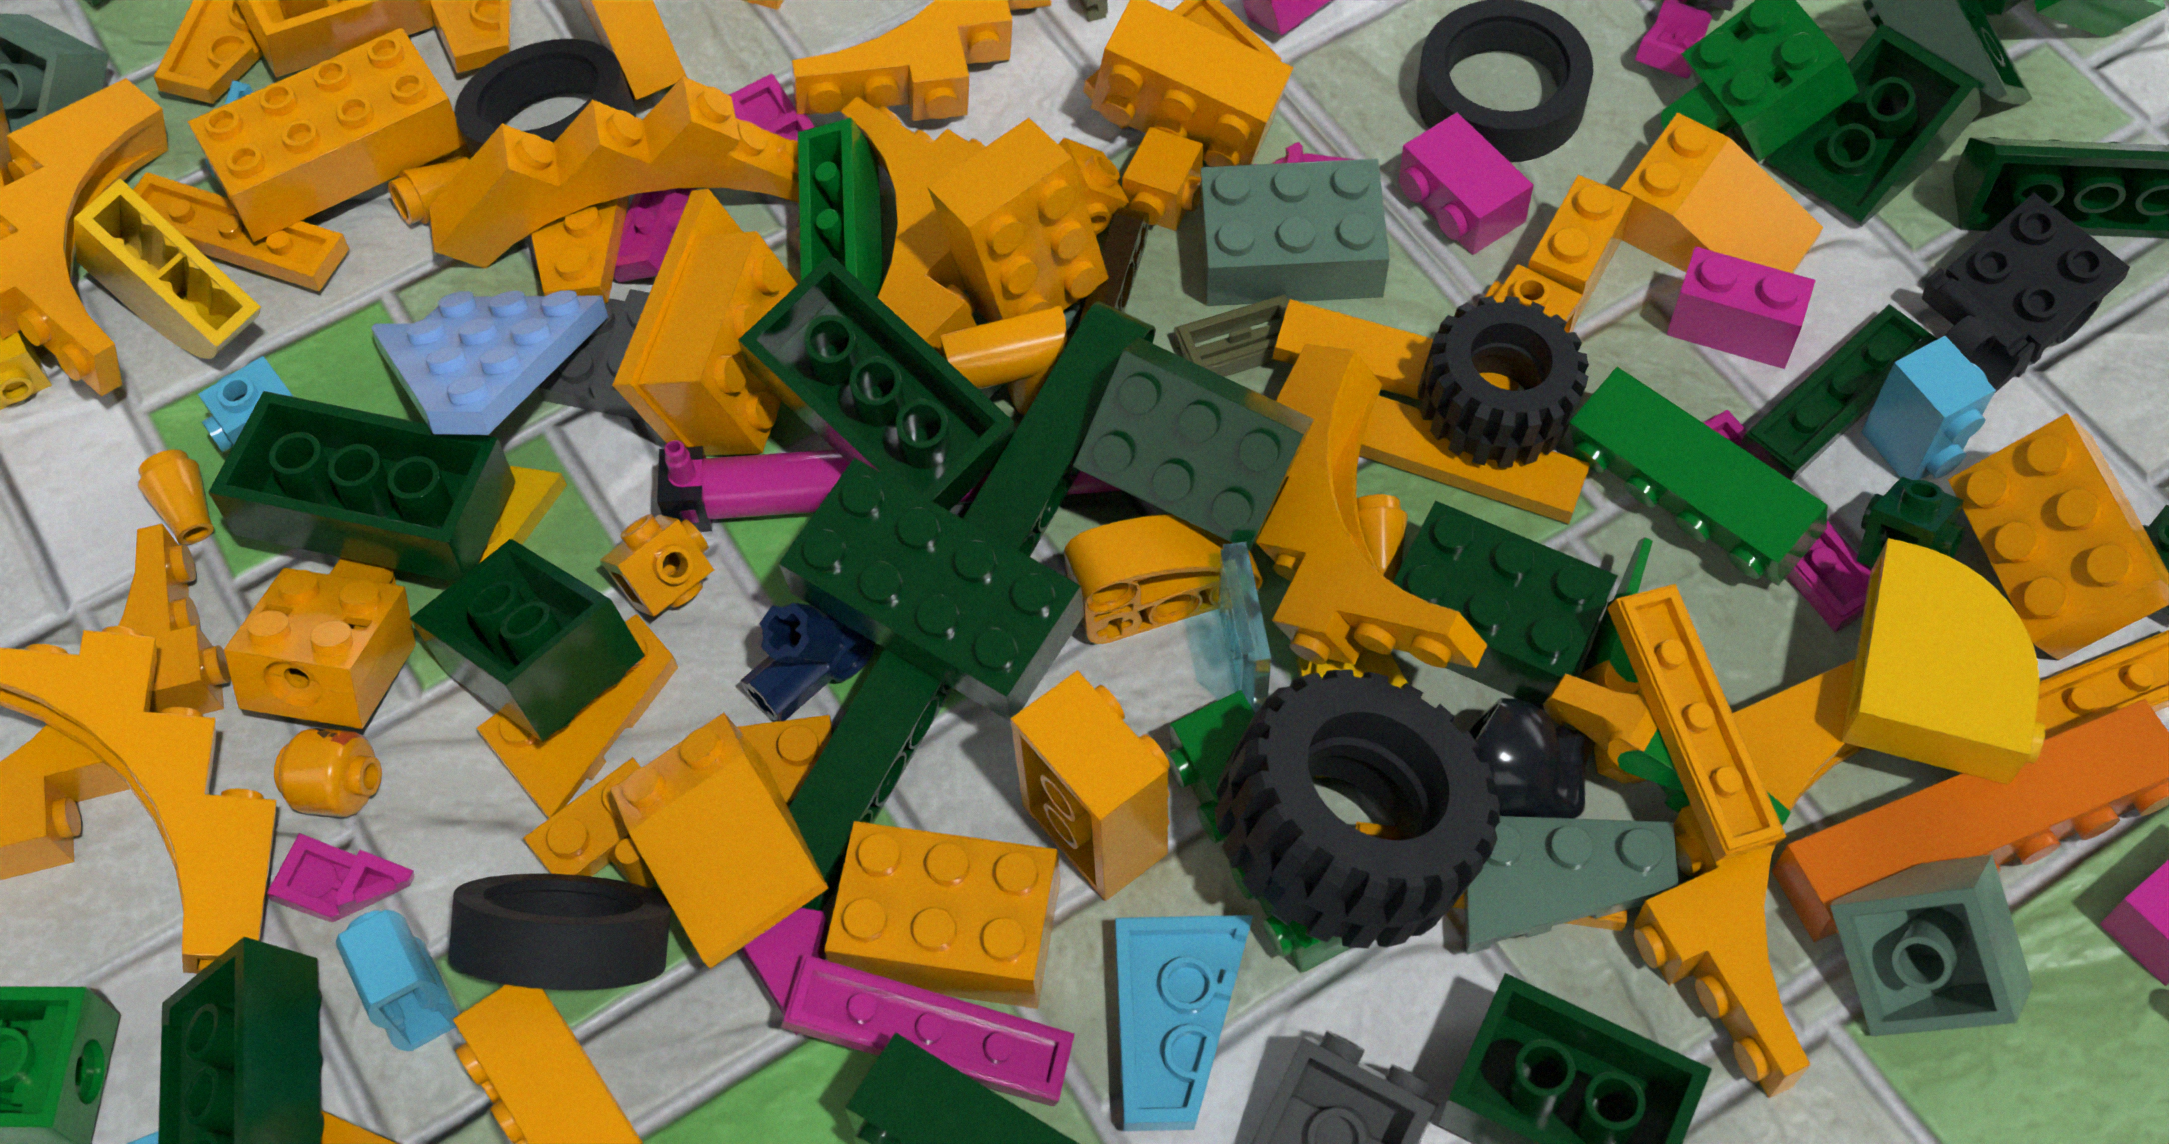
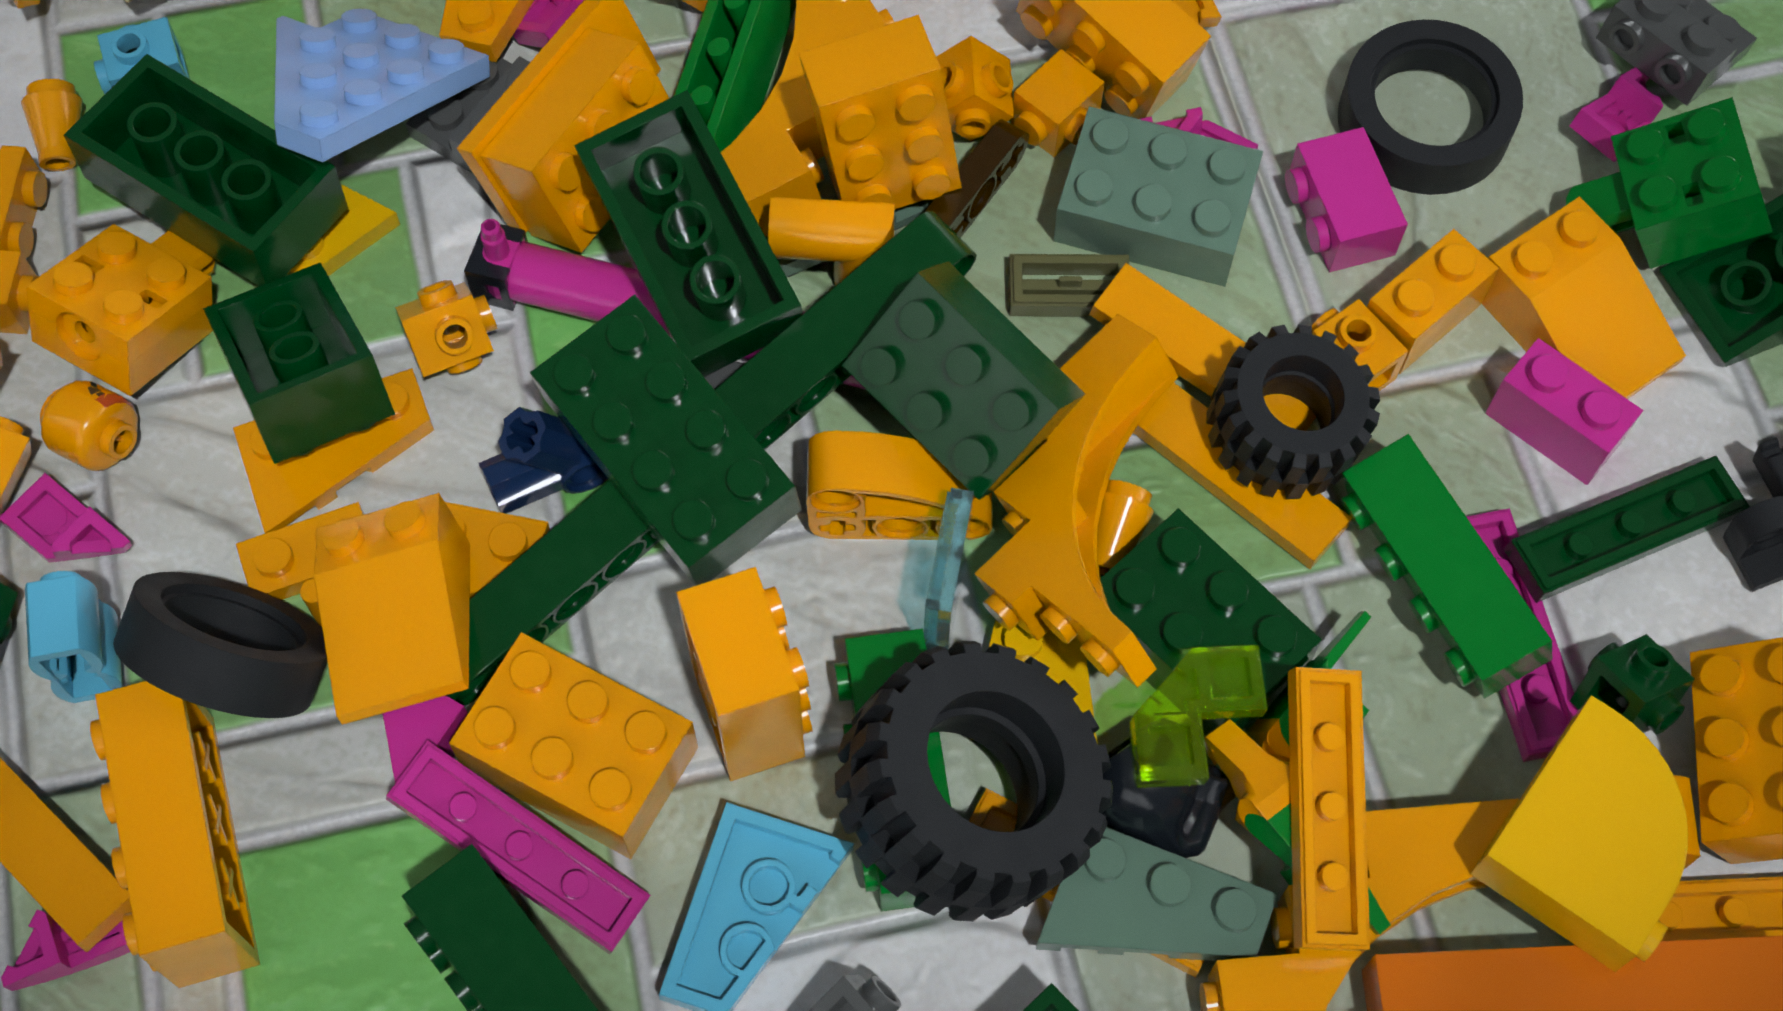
camera: 15 degrees right, 5 degrees up
(1516, 695) = (1169, 726): none -> clear neon green tile
(1928, 411) = (1700, 578): medium azure brick -> none

